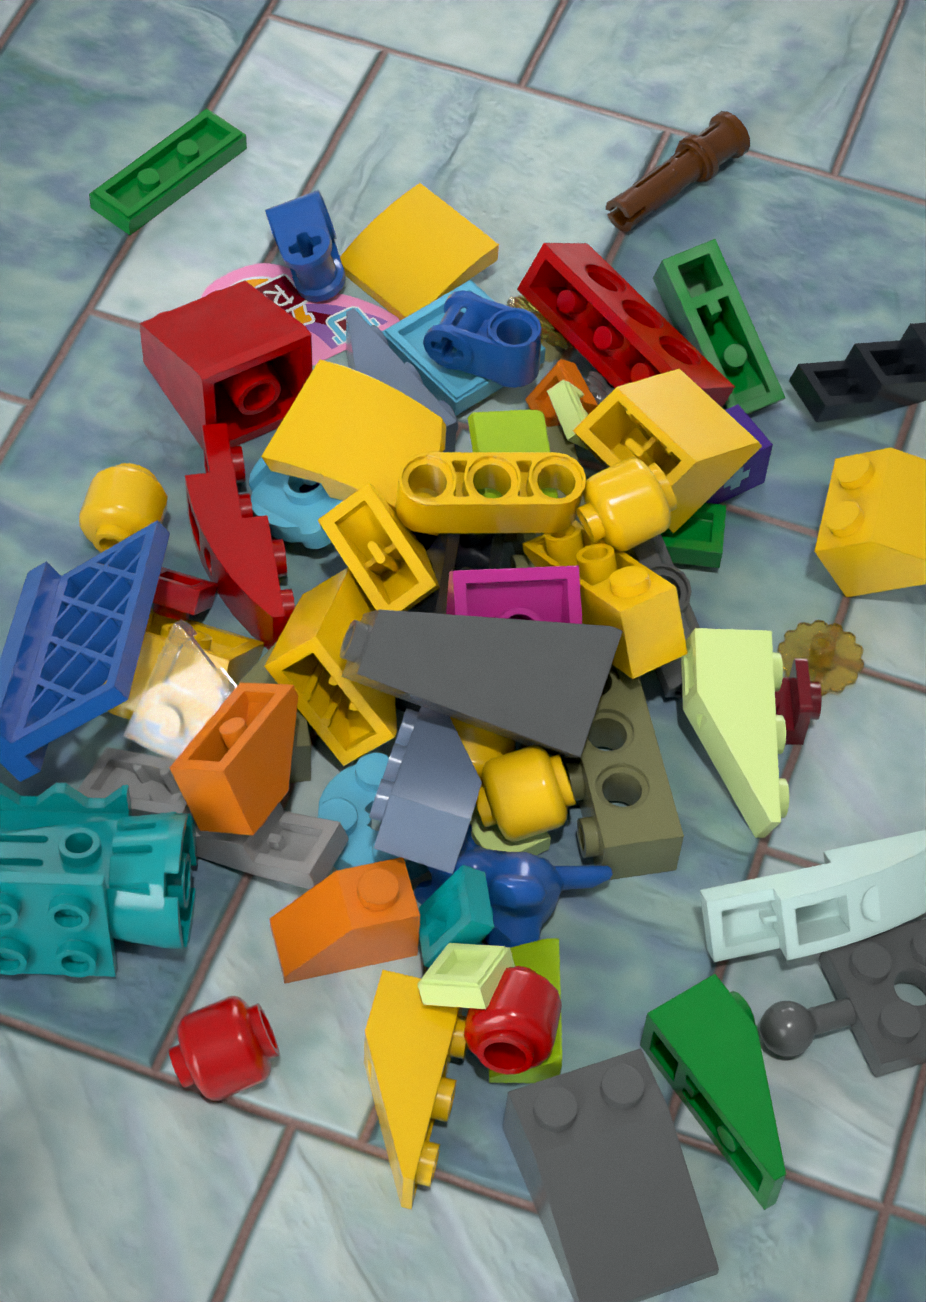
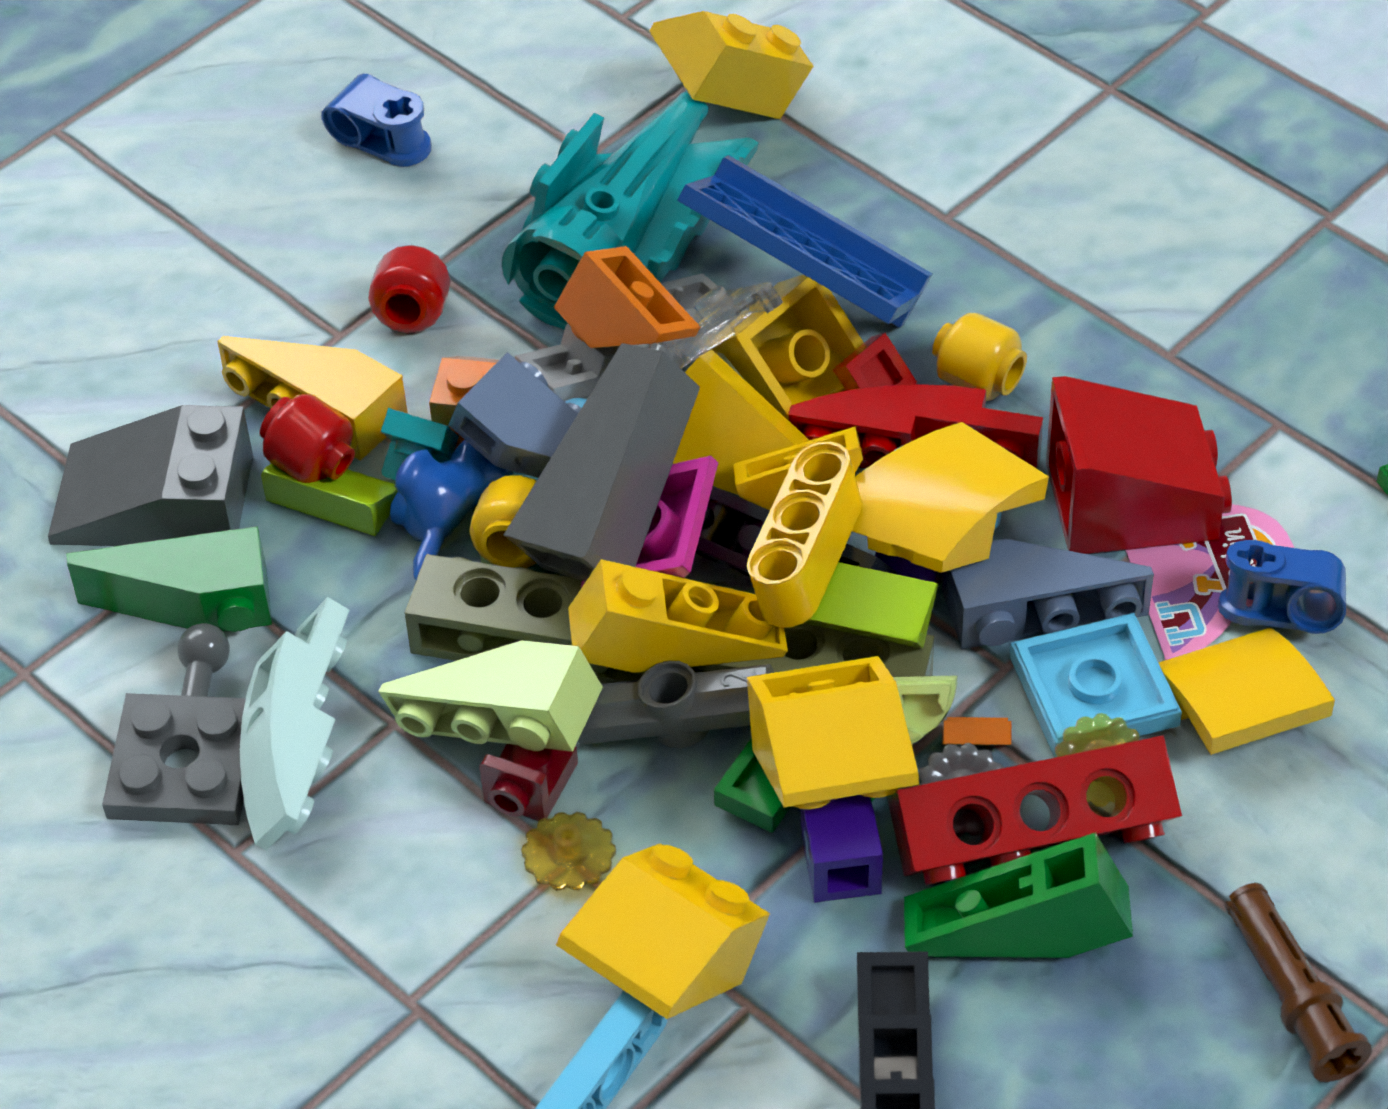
camera: 120 degrees right, 5 degrees down
(465, 975) = (350, 401): yellowish green tile -> none
(490, 340) = (1062, 667): blue piece -> none
(627, 504) = (736, 629): yellow head -> none

